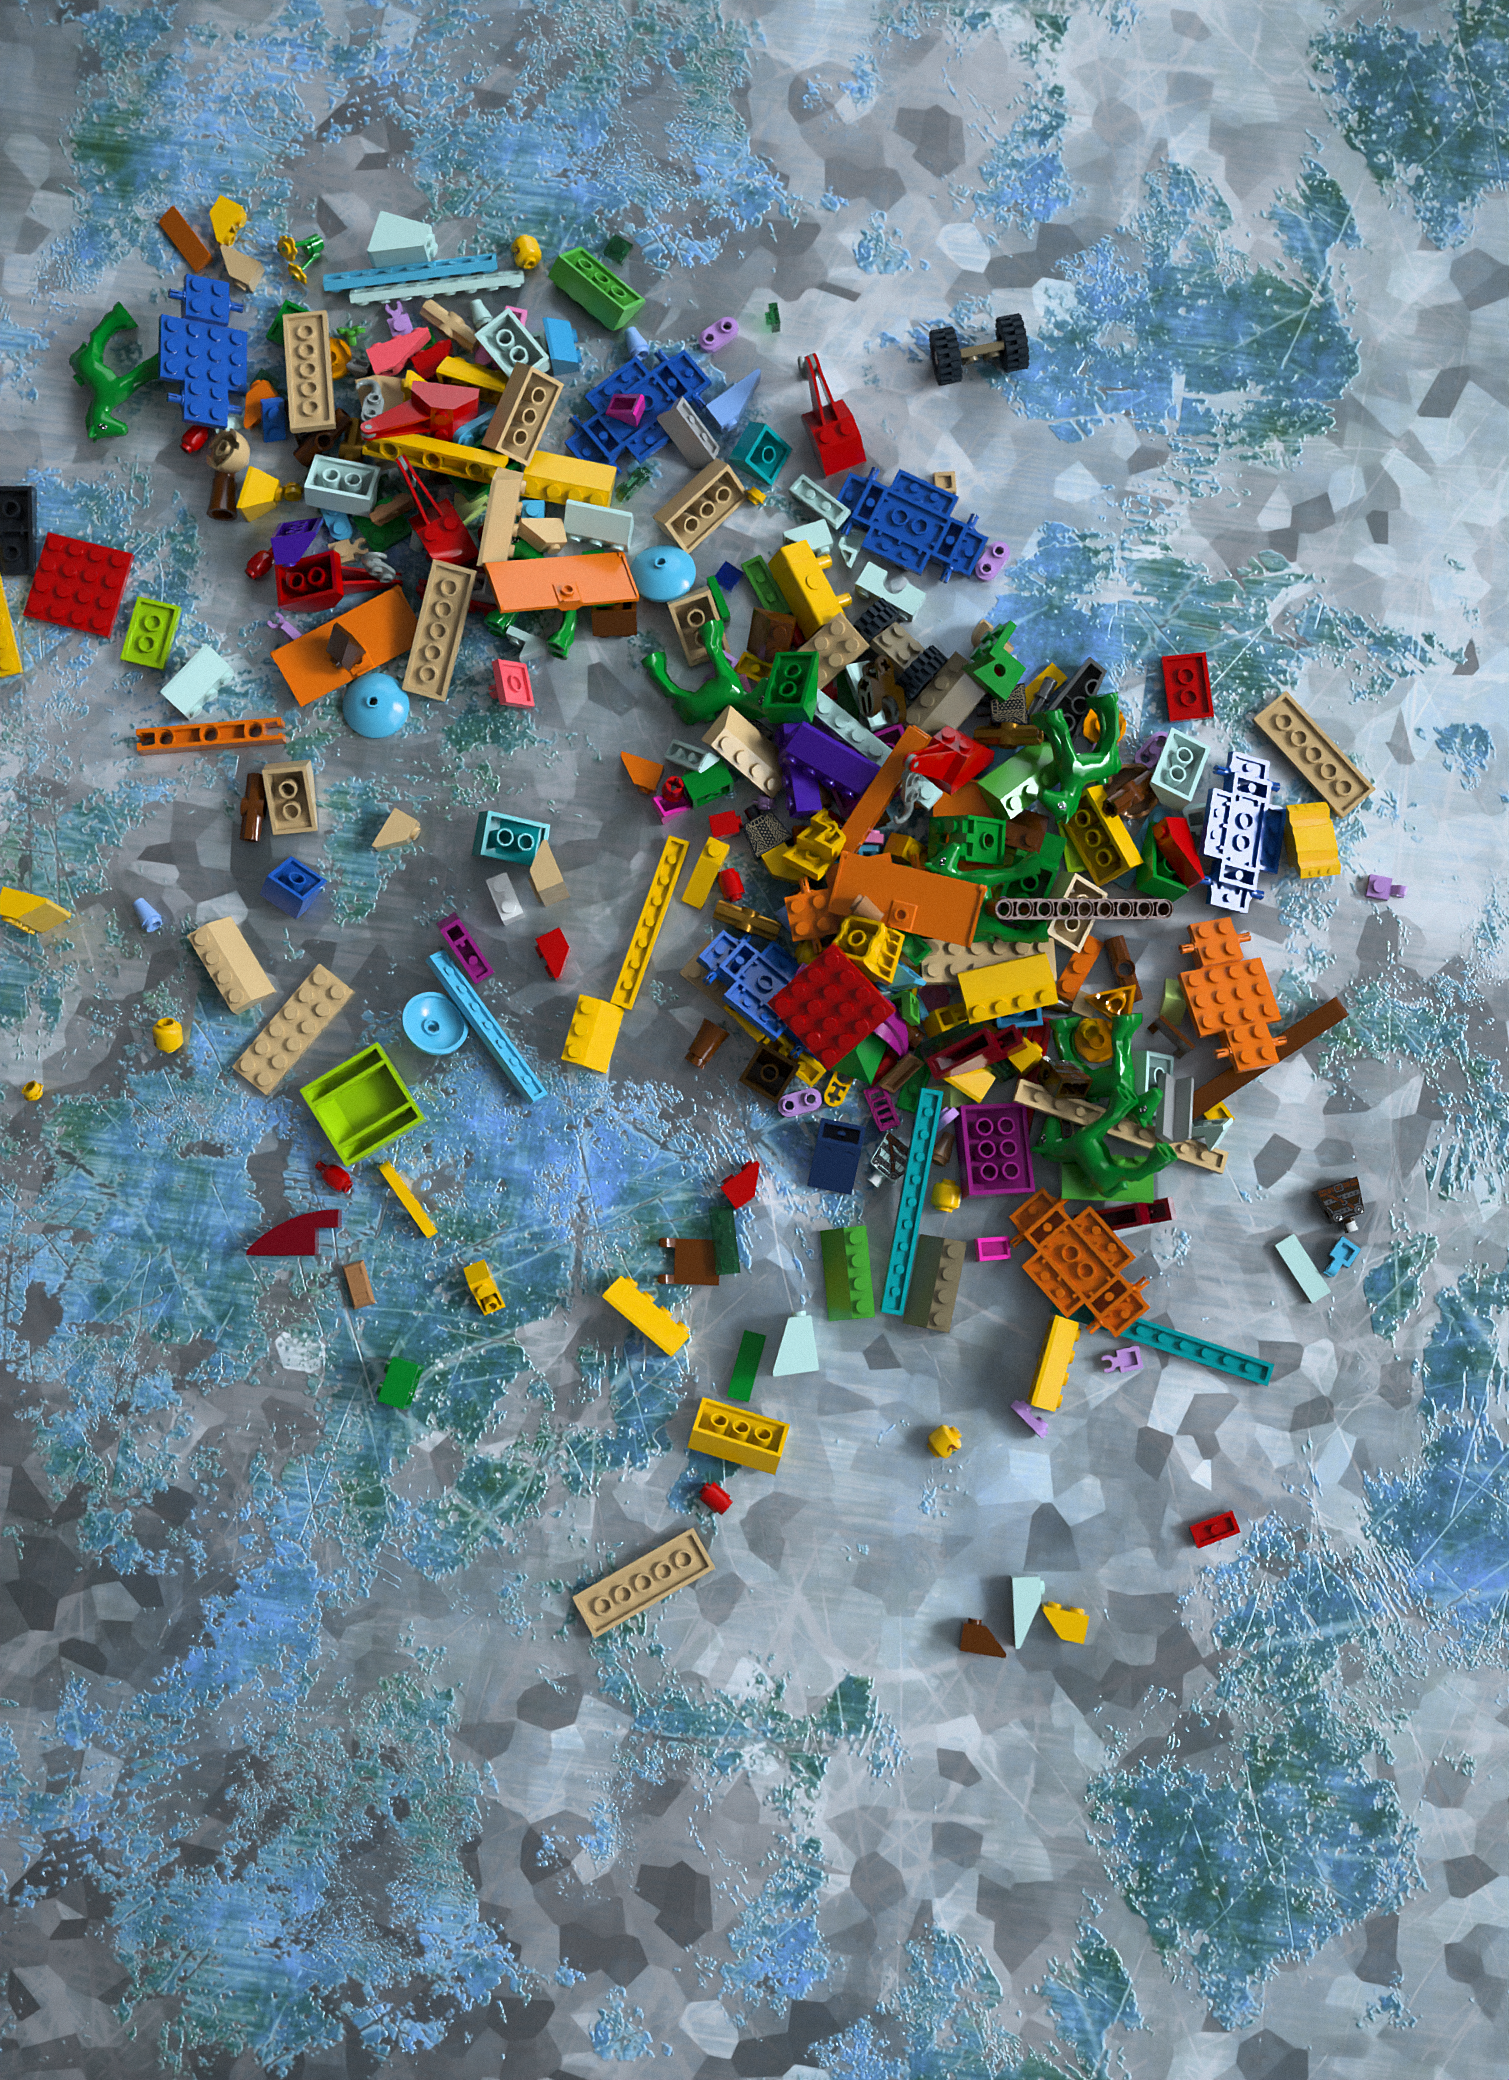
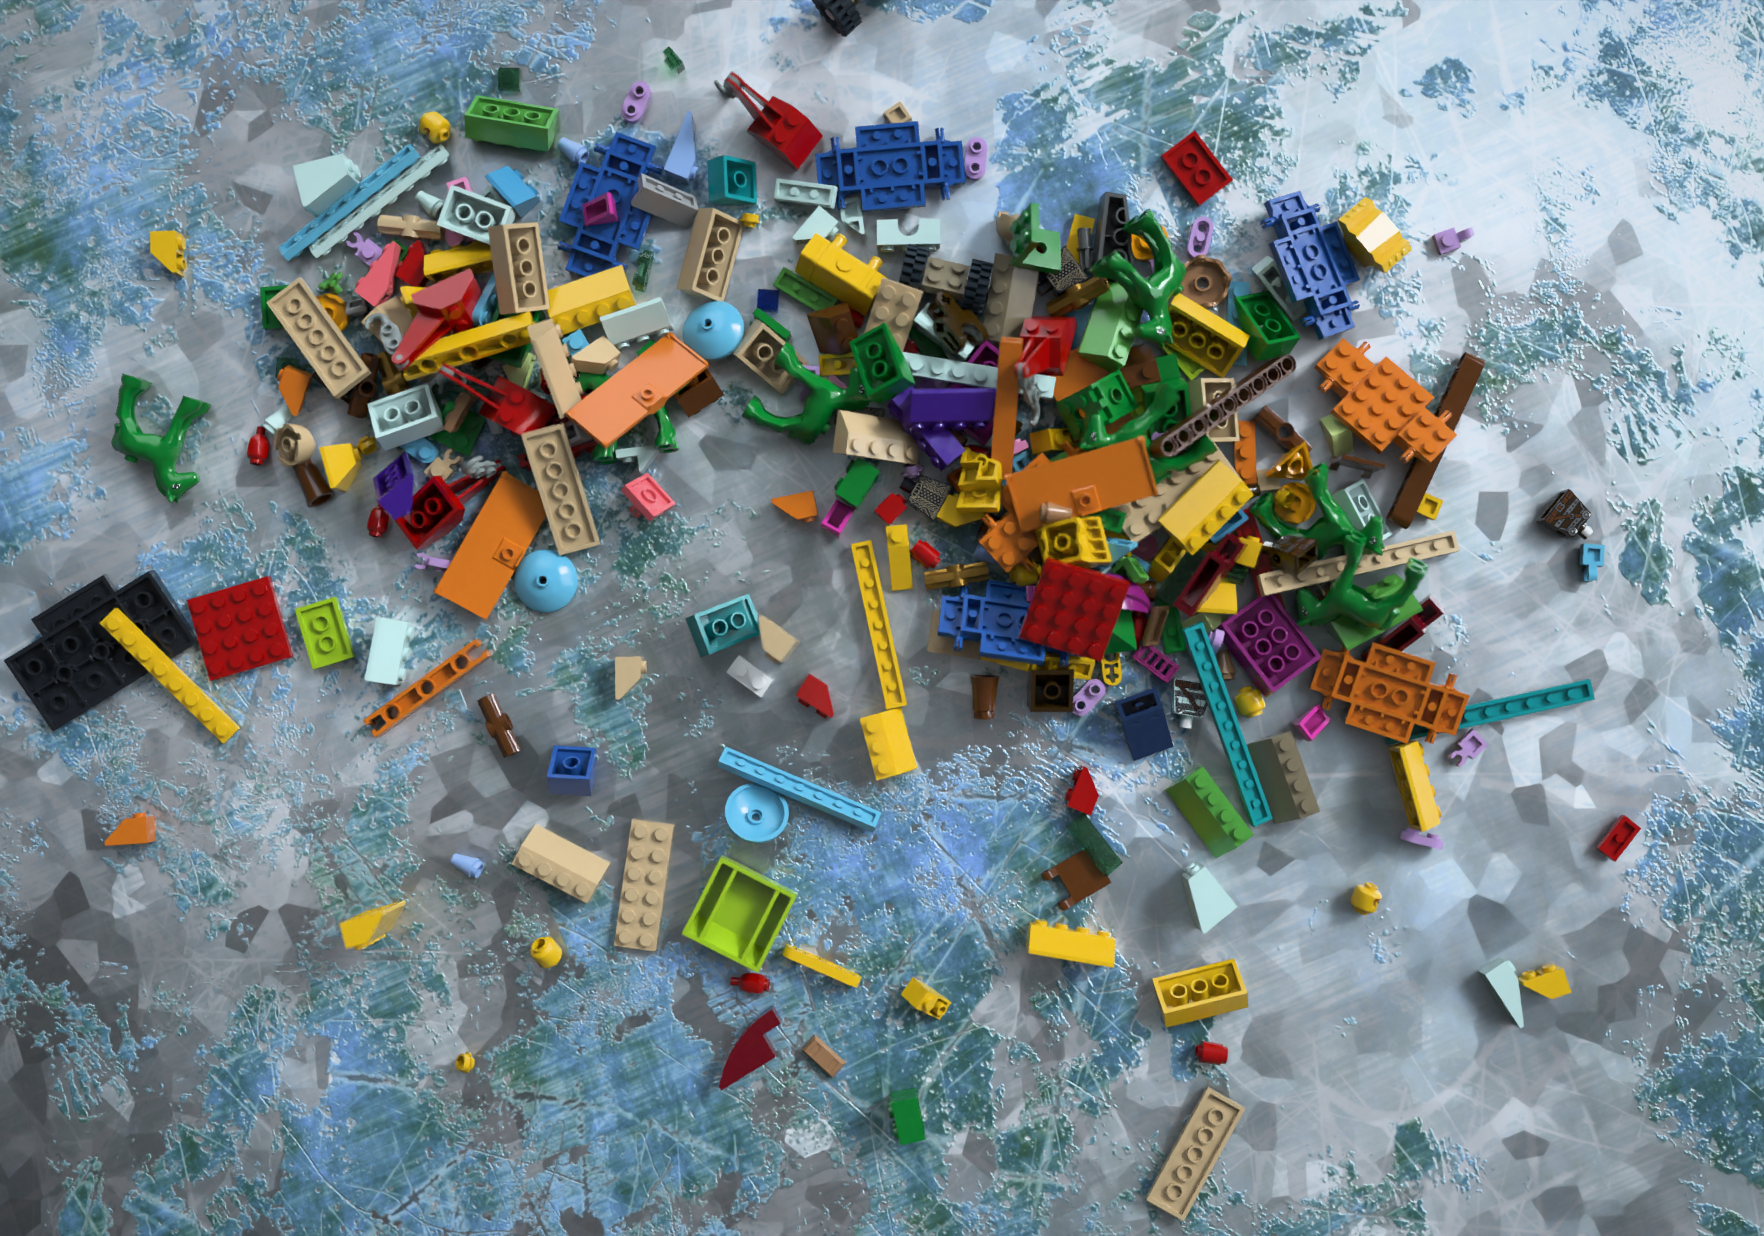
camera: 30 degrees left, 5 degrees up
(185, 239) = (144, 286): orange slope -> none
(203, 352) = (220, 374): blue piece -> none
(242, 269) = (207, 283): tan slope -> none
(273, 419) = (313, 395): blue plate -> none
(290, 796) = (523, 697): tan slope -> none
(311, 246) = (235, 244): plant -> none
(344, 648) = (492, 552): reddish brown slope -> none
(465, 947) = (741, 735): magenta slope -> none
(679, 791) = (827, 508): red bush -> none
(690, 756) = (830, 470): light aqua slope -> none
(746, 1365) = (1172, 933): green tile -> none
(978, 1639) = (1485, 1038): reddish brown slope -> none
(1128, 794) = (1206, 286): reddish brown piece -> none
(1174, 1109) = (1398, 527): light grey panel -> none
(1178, 769) = (1234, 241): light aqua slope -> none
(1179, 849) = (1273, 308): red slope -> none
(1212, 1130) = (1430, 520): light aqua slope -> none
(1302, 1268) = (1565, 588): light aqua tile -> none
(1313, 754) = (1331, 163): tan plate -> none

